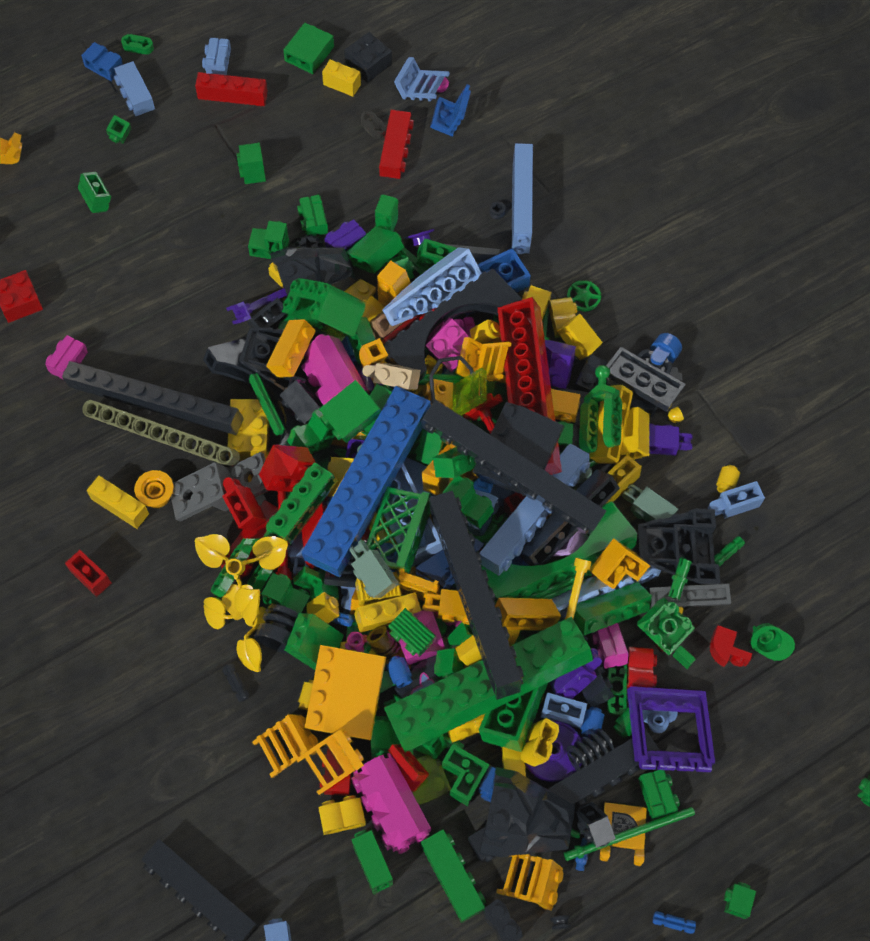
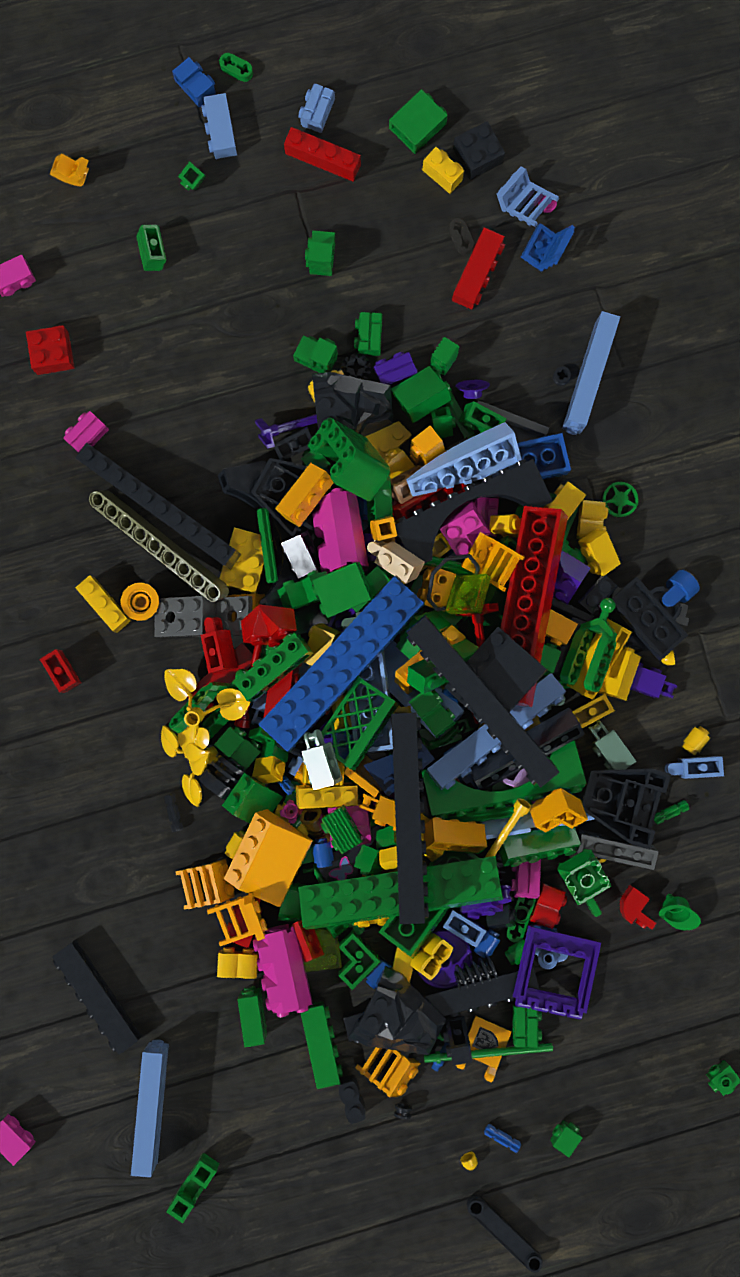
camera: 15 degrees right, 20 degrees up
(679, 579) = (612, 837): green pin -> none

